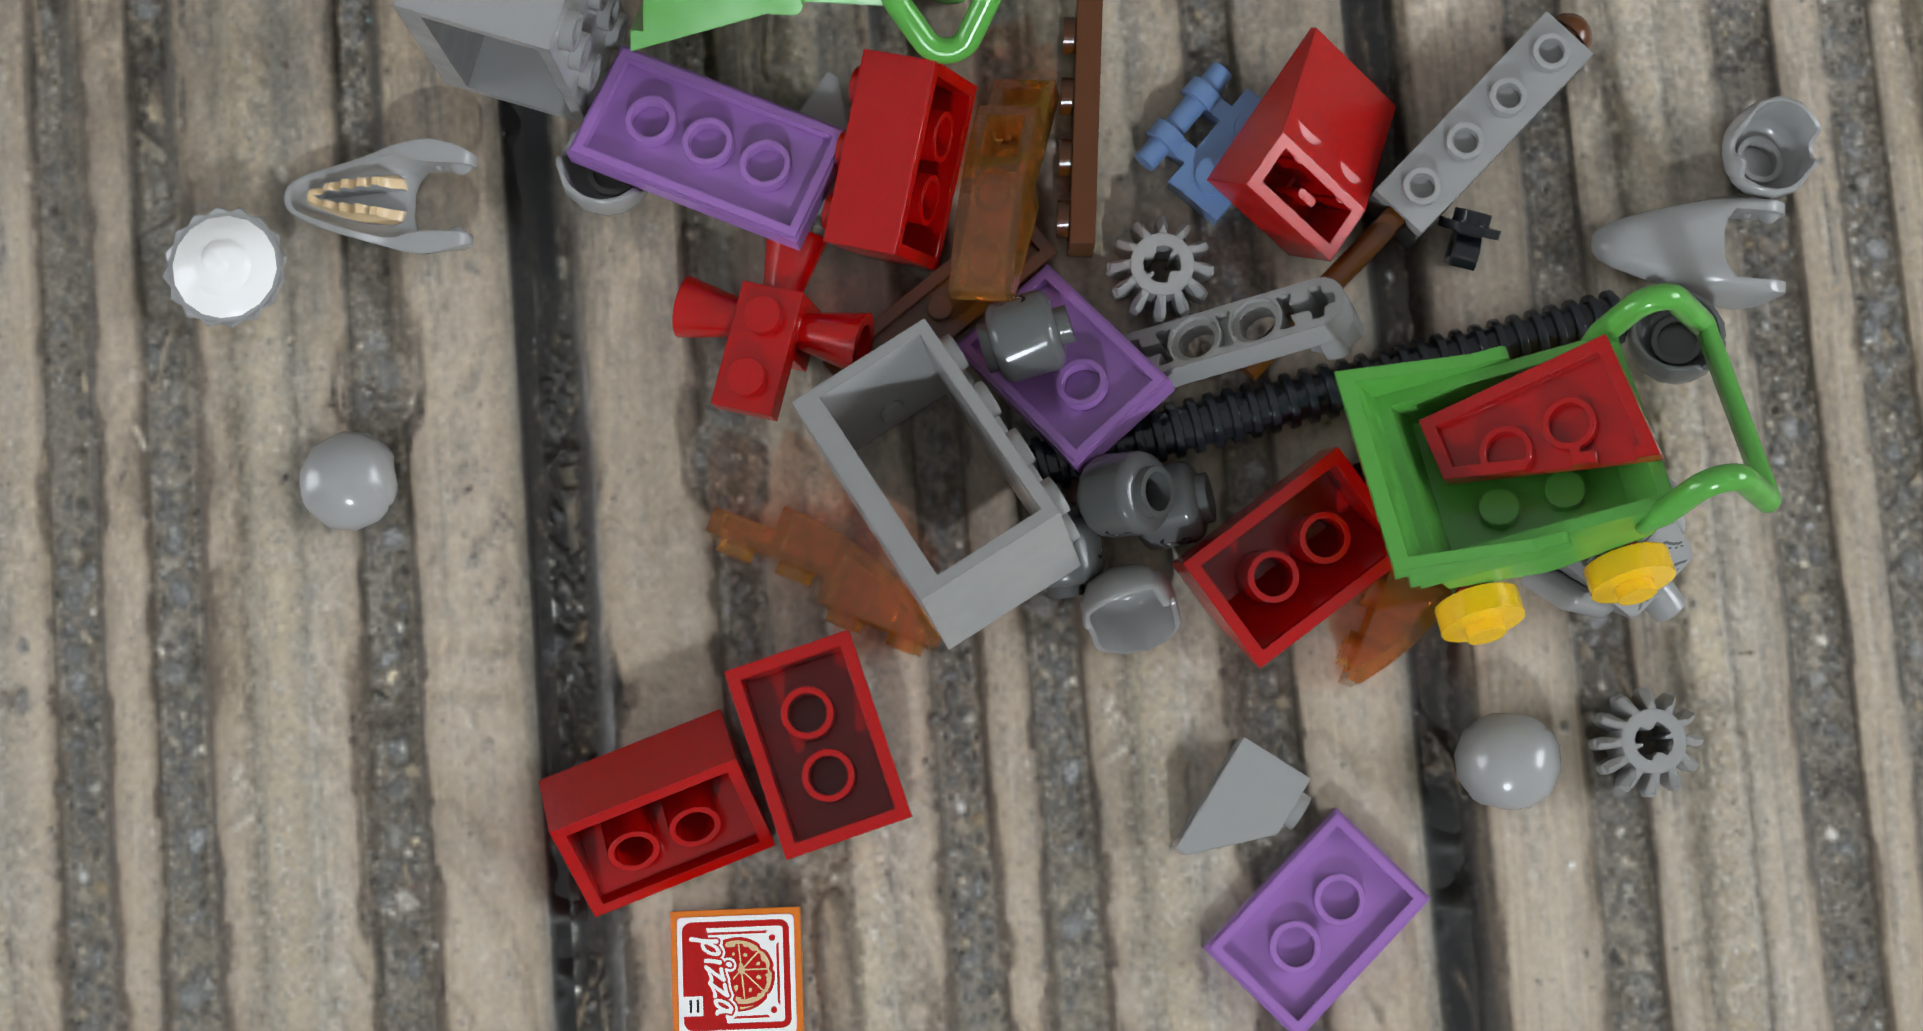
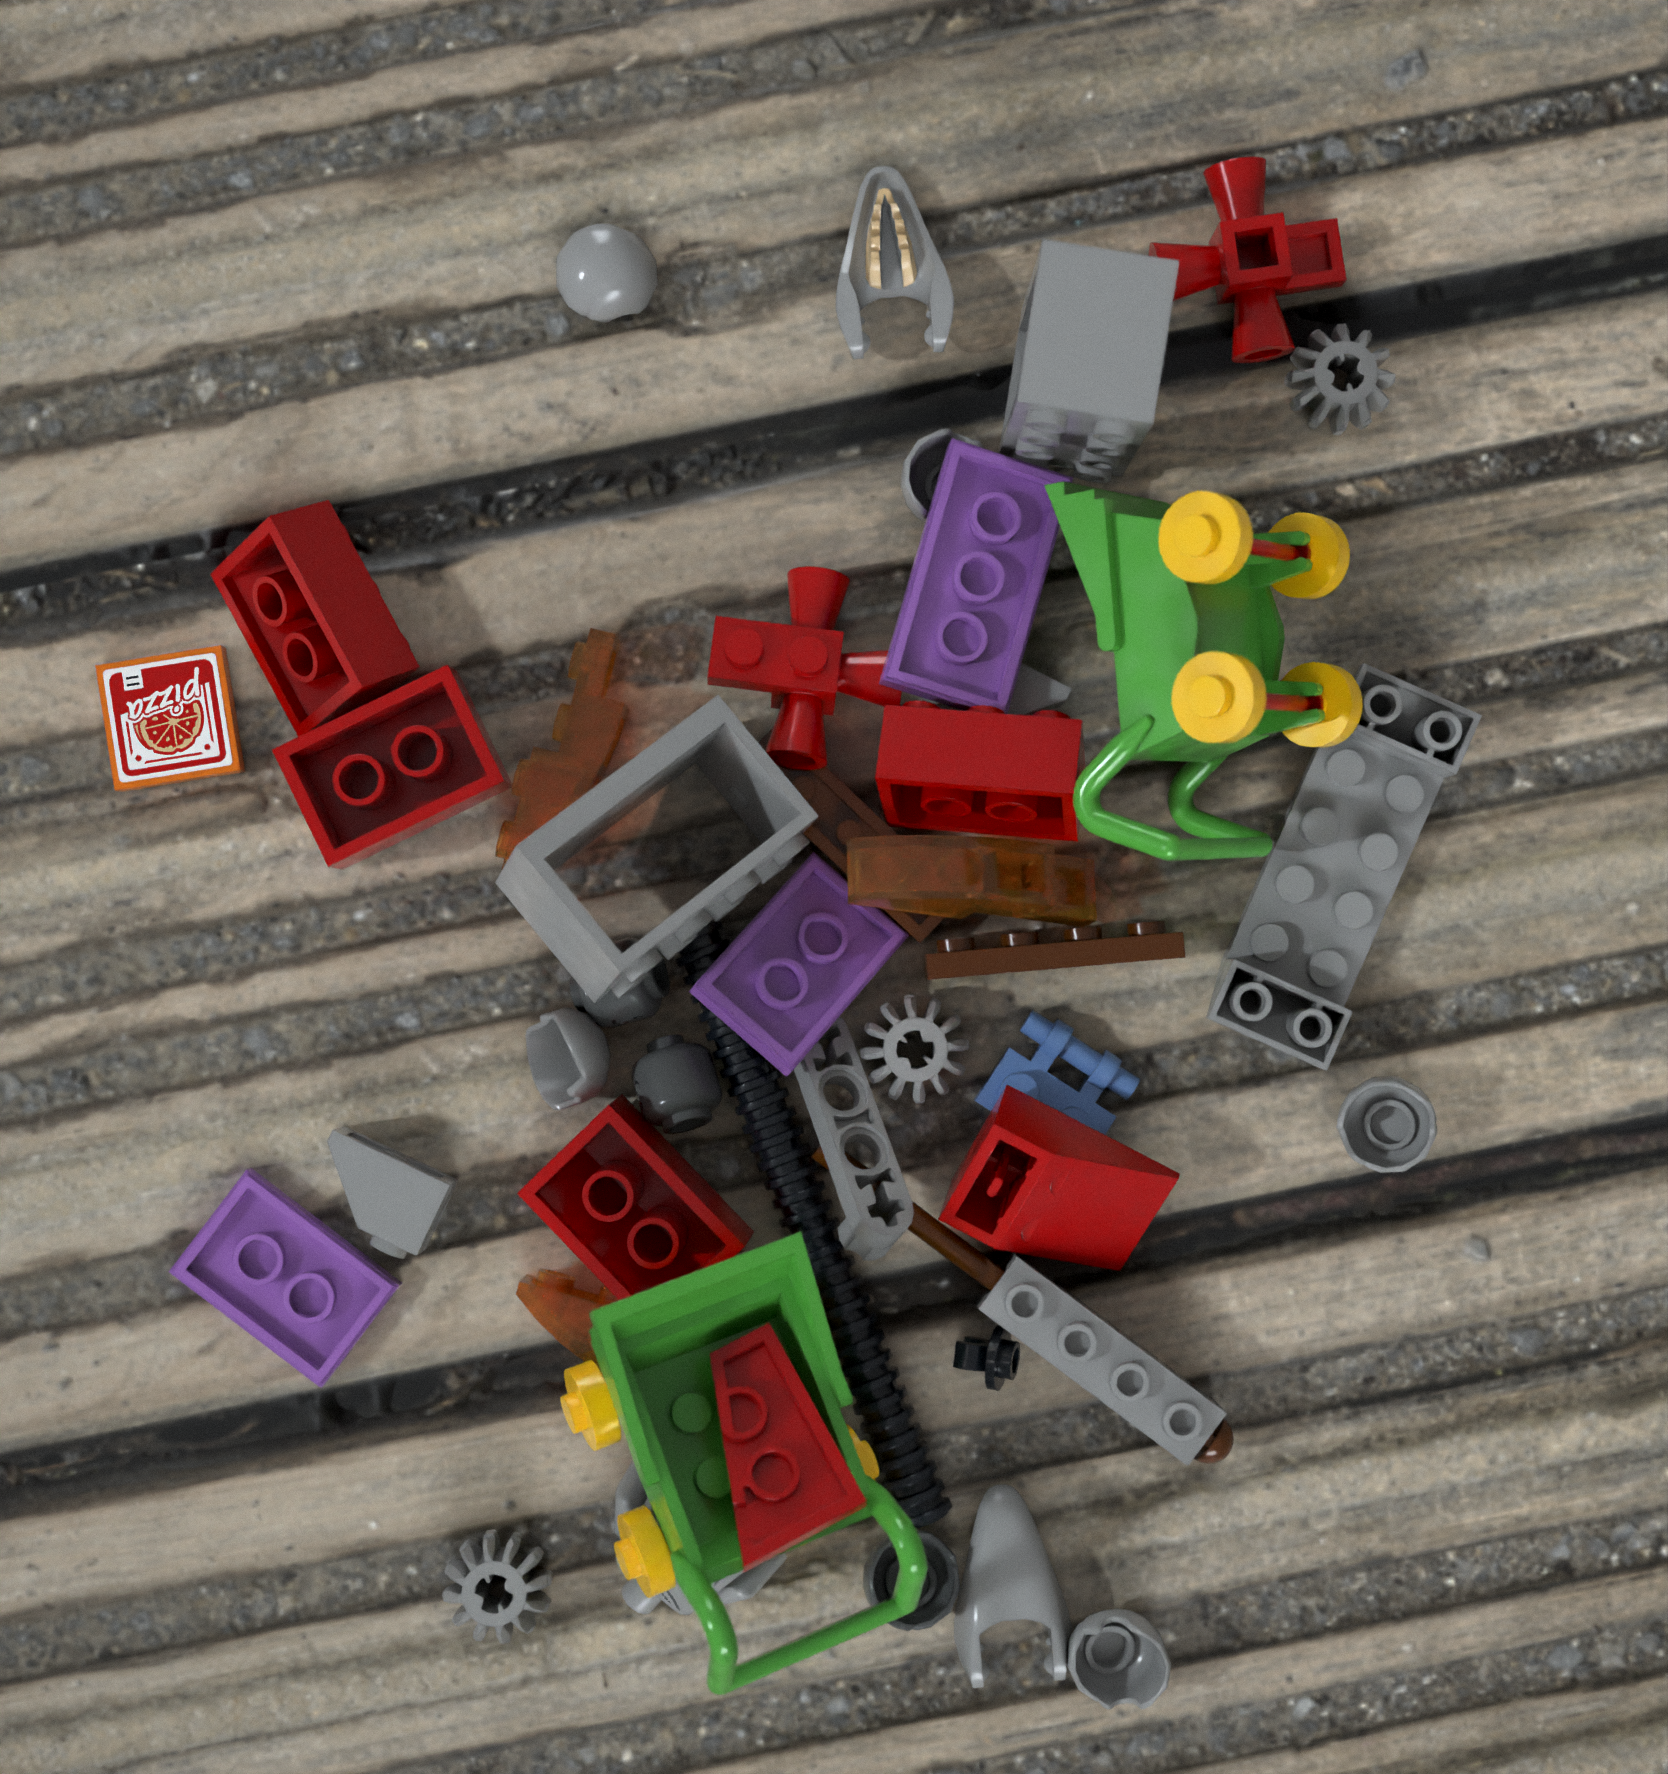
camera: 80 degrees right, 5 degrees up
(225, 267) = (799, 118): white piece -> none
(1025, 336) = (818, 920): dark grey head -> none
(1125, 494) = (672, 1038): dark grey head -> none
(1508, 761) = (465, 1451): light grey hair -> none

